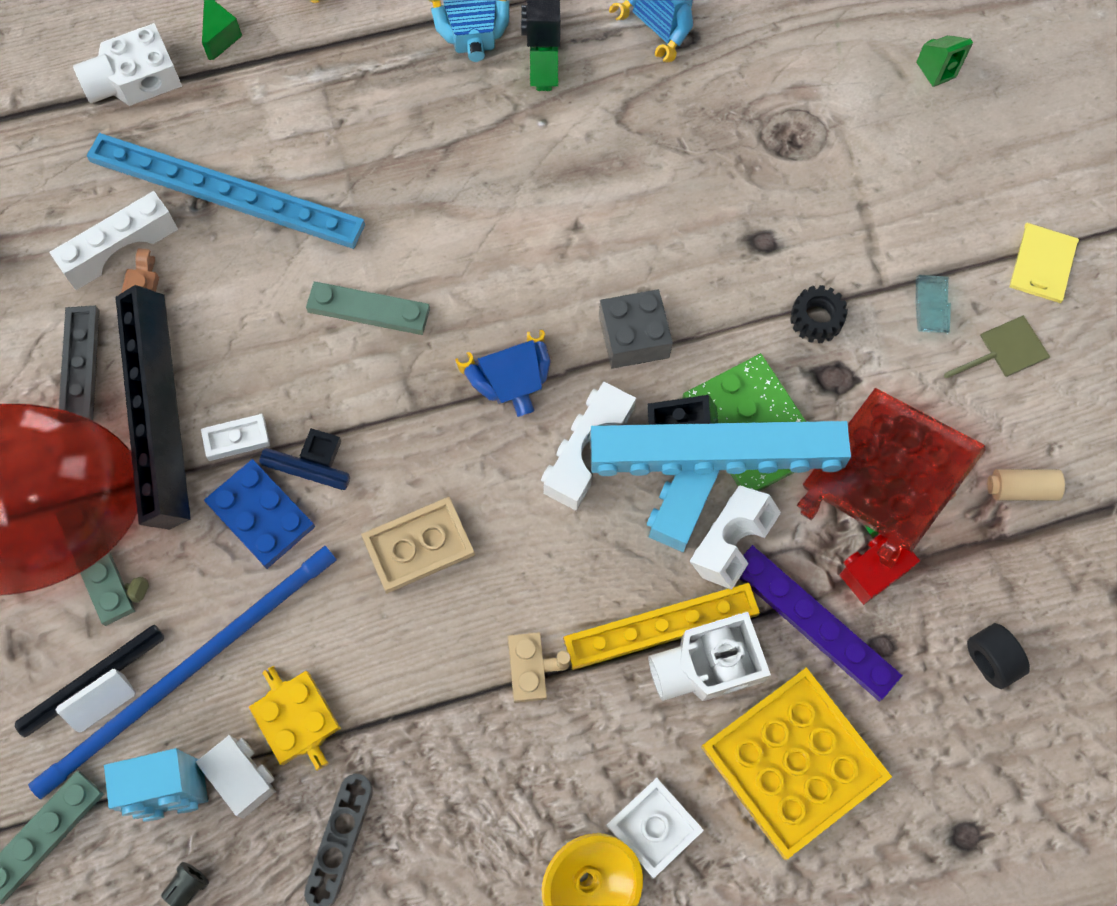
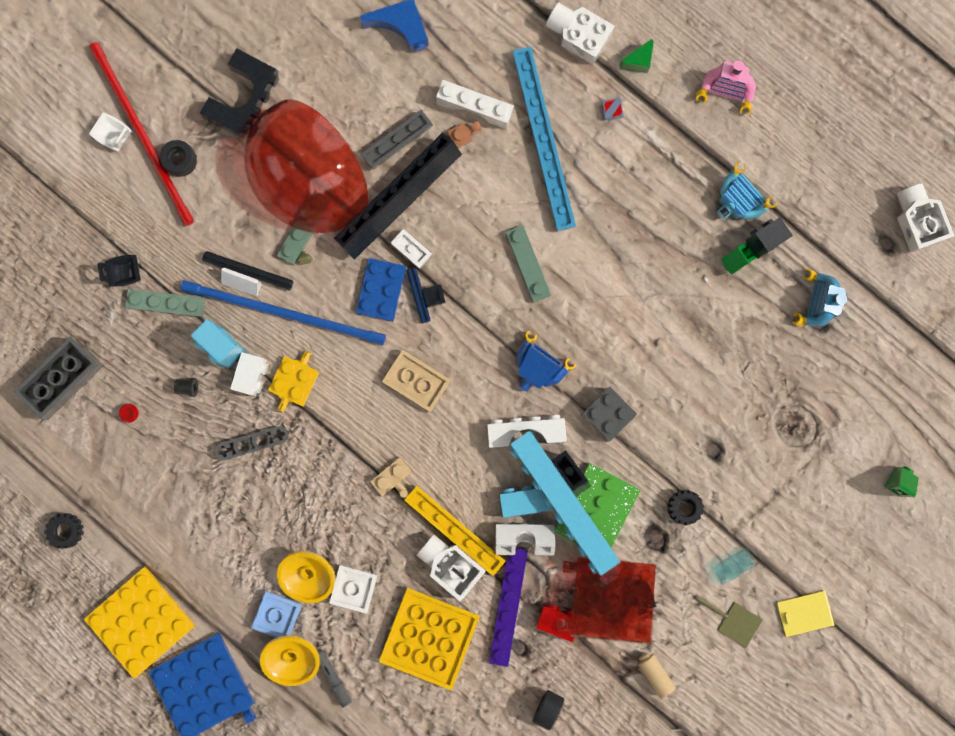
camera: 50 degrees right, 15 degrees up
(253, 95) = (612, 109): none -> sand blue tile

